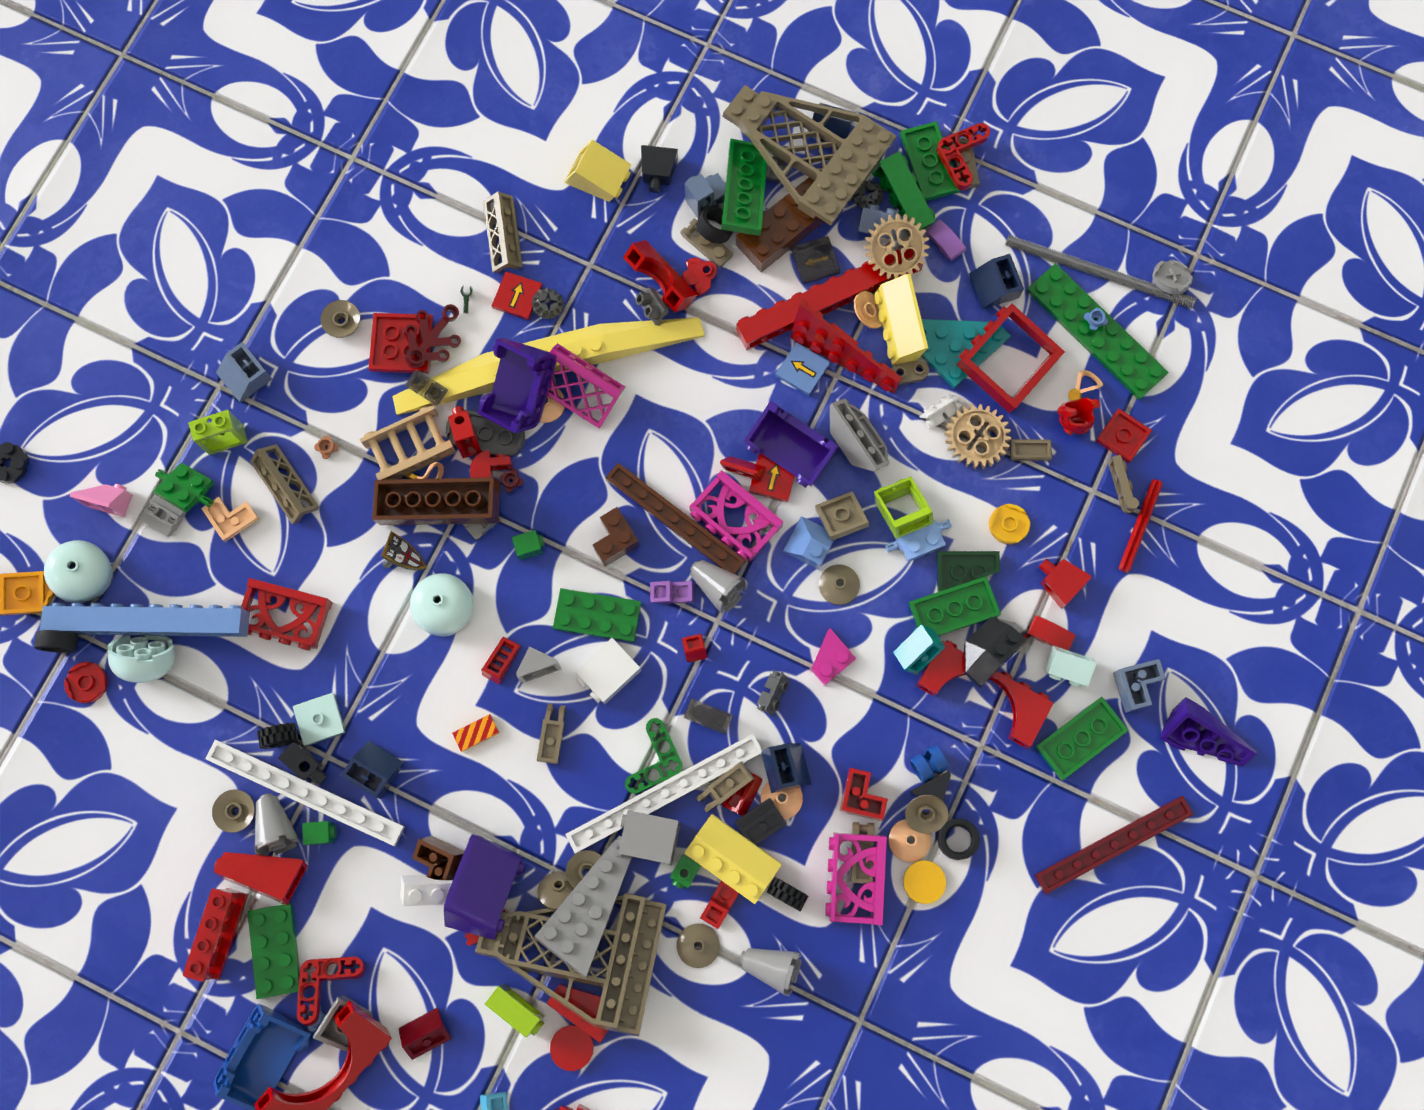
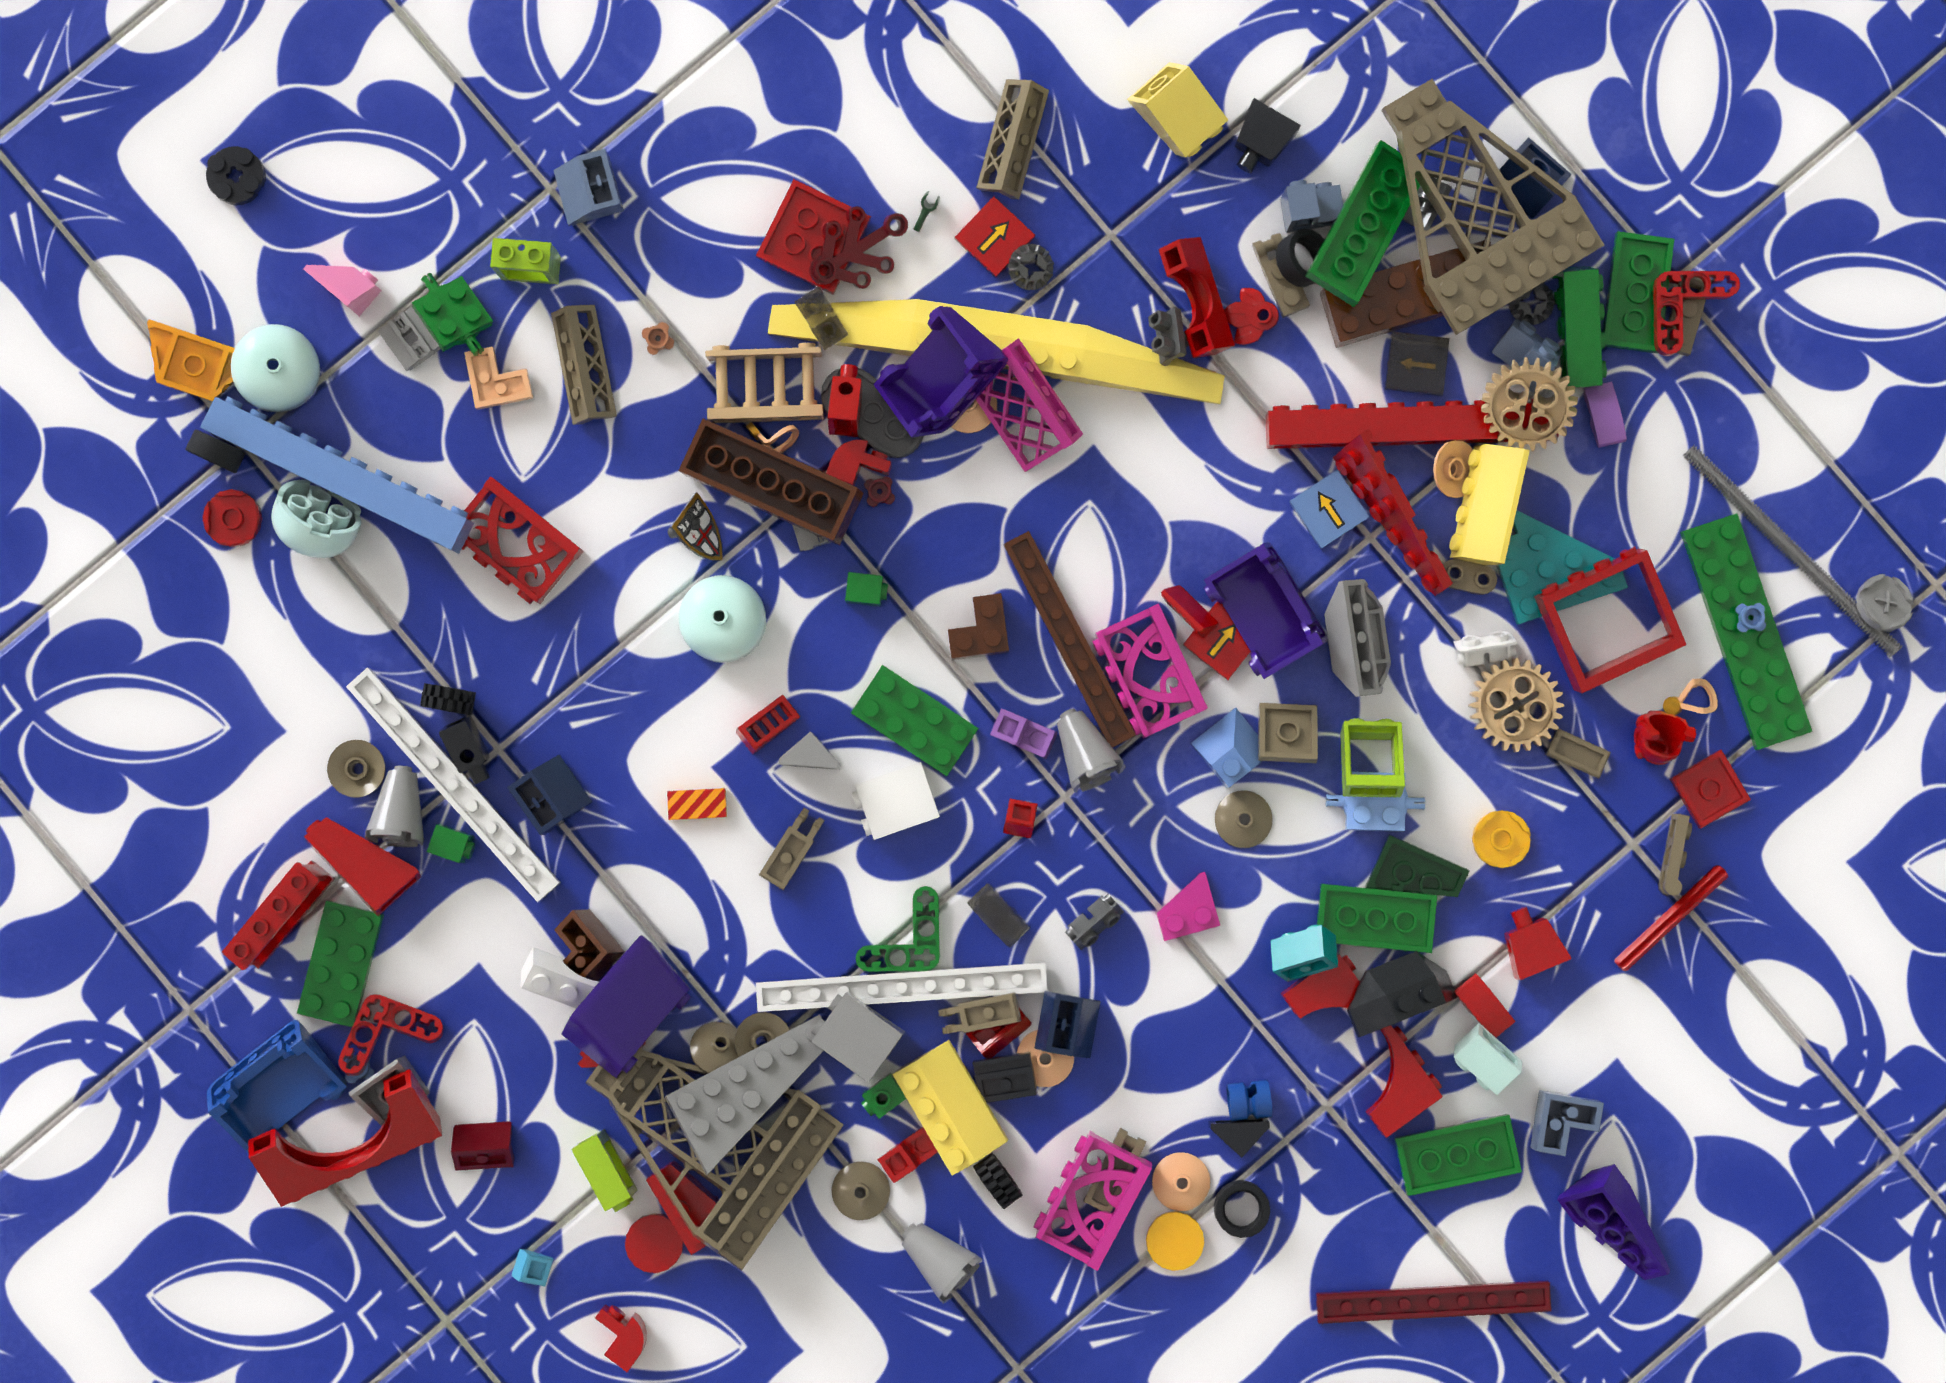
camera: 25 degrees right, 10 degrees up
(319, 719) = (507, 698): light aqua plate -> none
(337, 311) = (742, 154): dark tan dish -> none
(857, 801) = (1137, 1106): red brick -> none
(926, 821) = (1216, 1170): dark tan dish -> none
(996, 281) = (1643, 506): dark blue slope -> none

